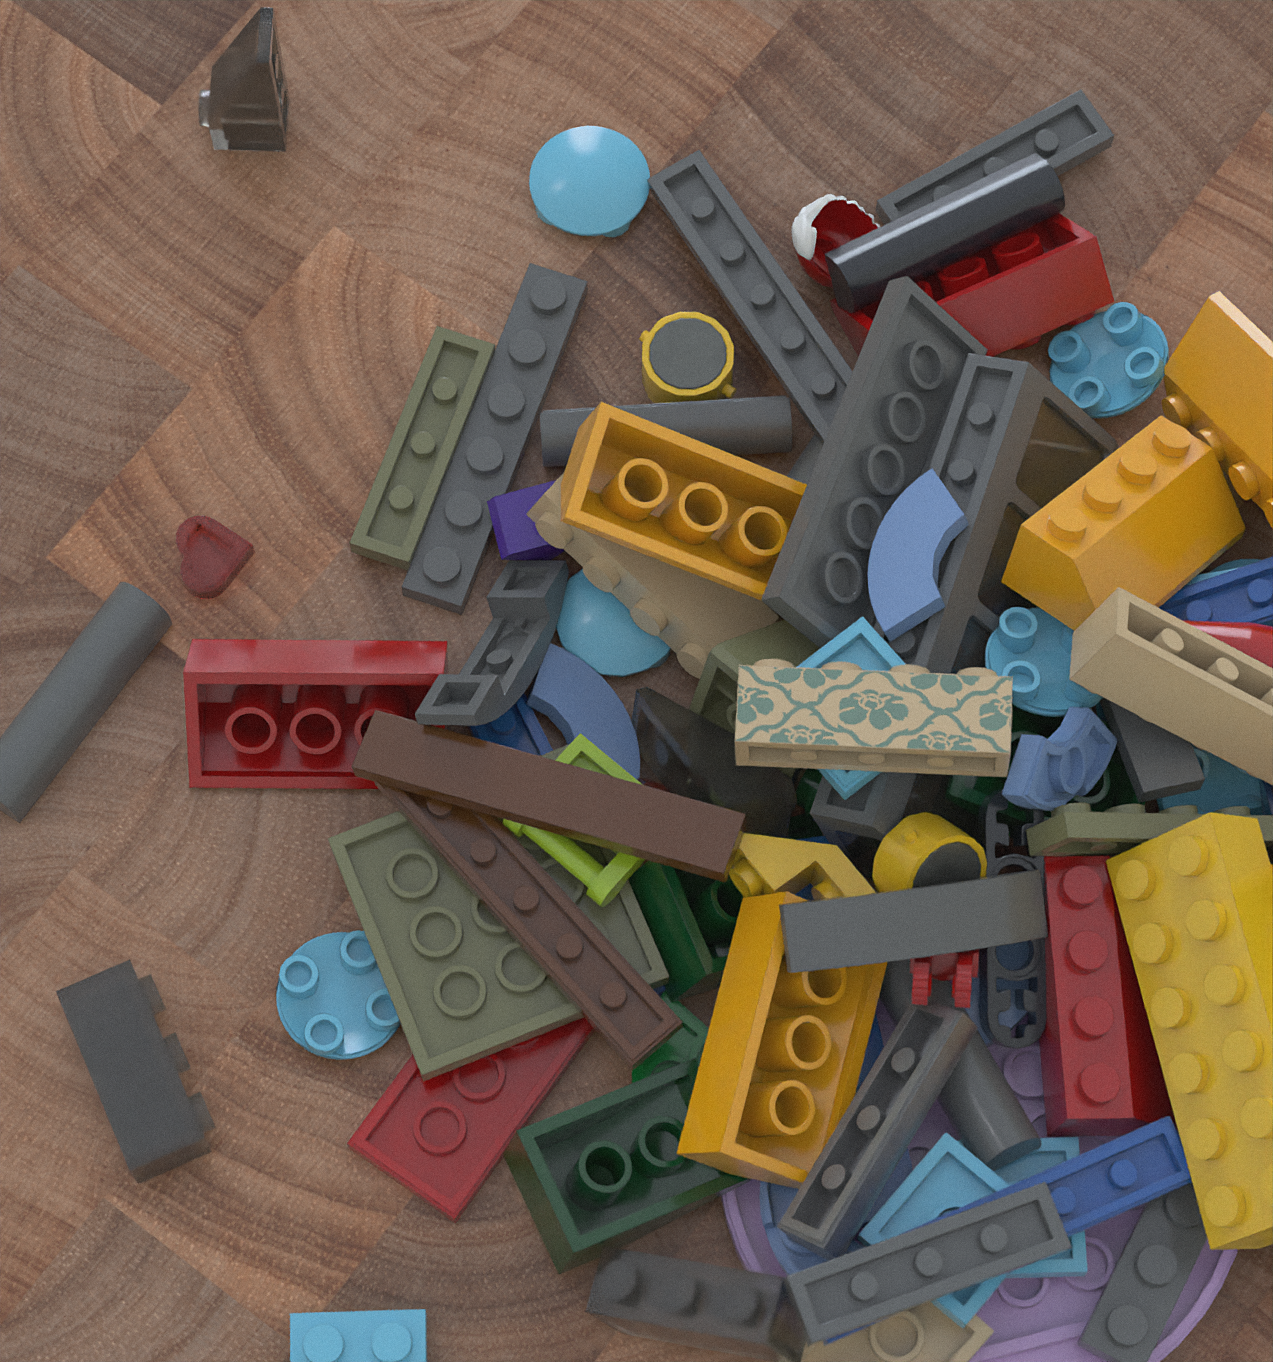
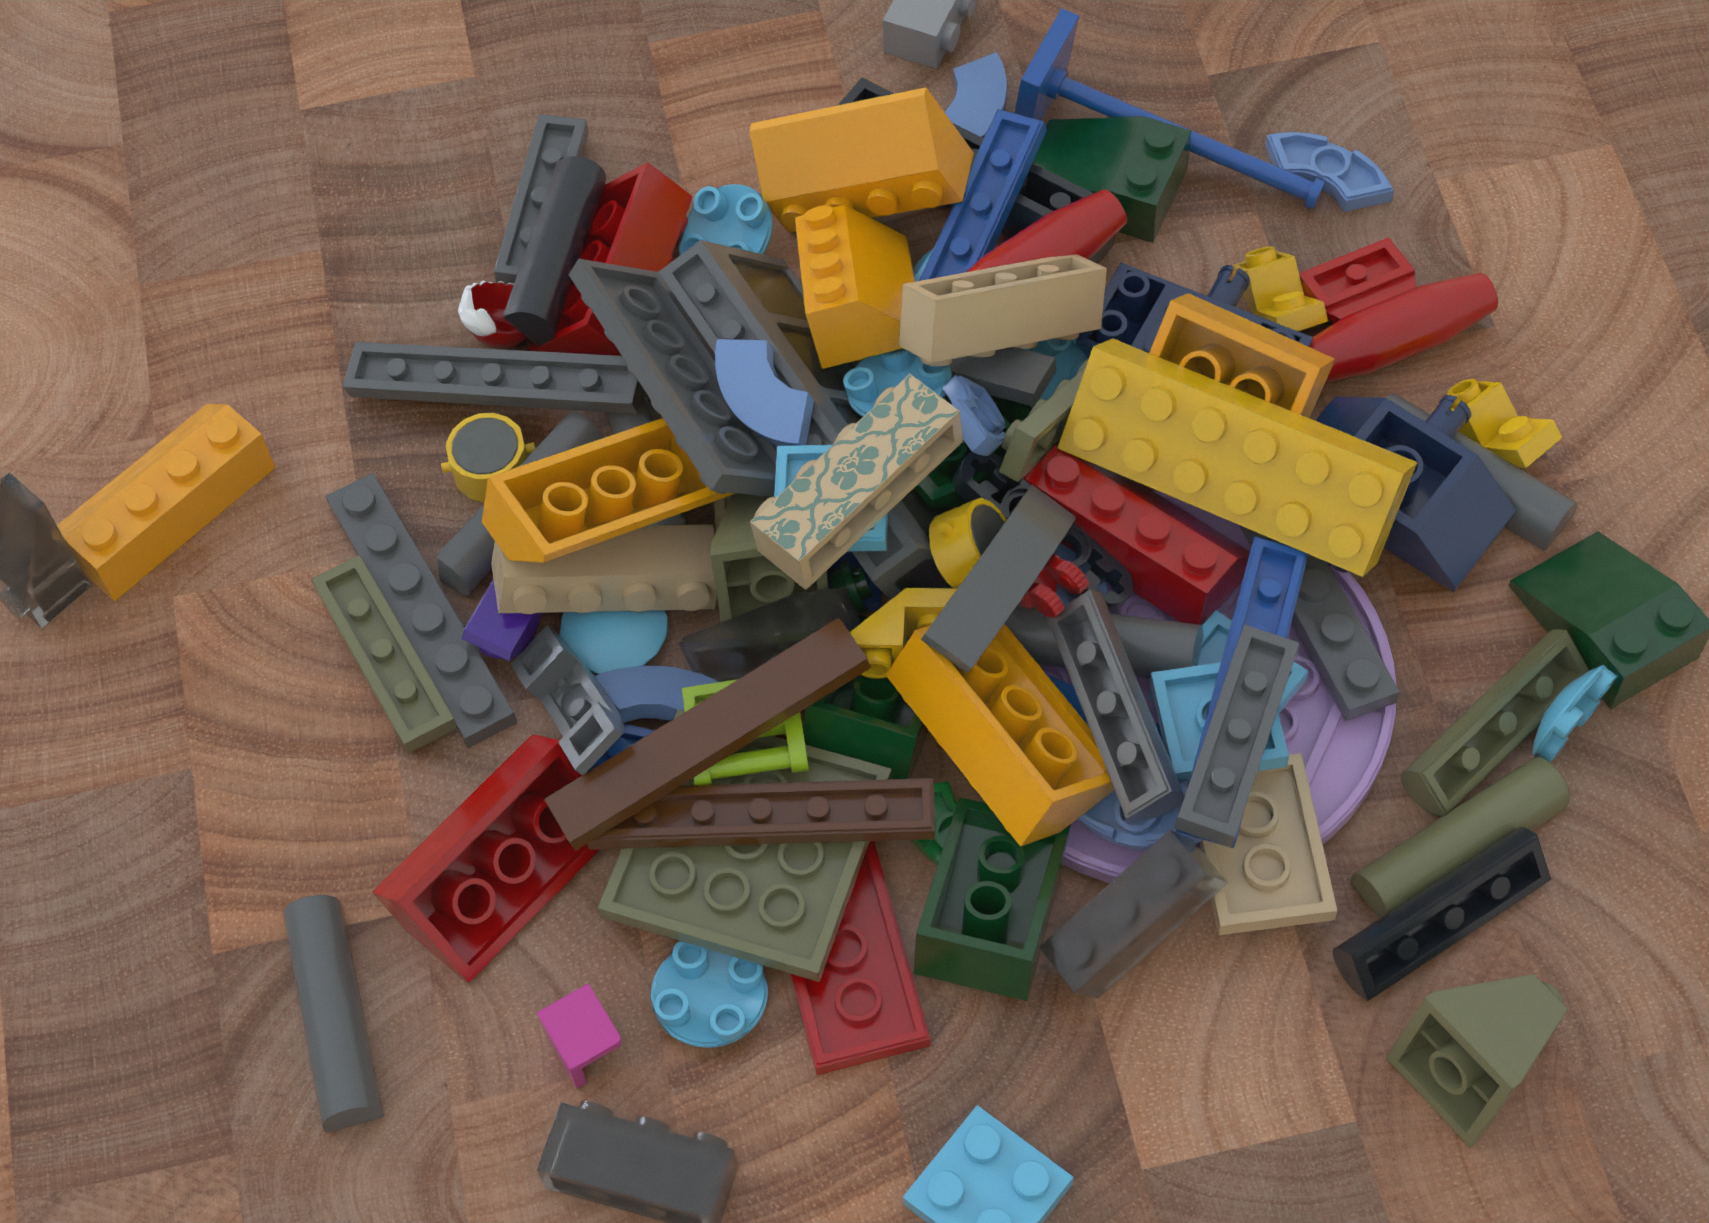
camera: 45 degrees left, 10 degrees down
(210, 556) = (321, 844): clear red tile -> none
(210, 919) = (579, 1031): none -> dark pink panel
(409, 132) = (166, 497): none -> light orange slope
(589, 181) = (308, 423): medium azure dish -> none

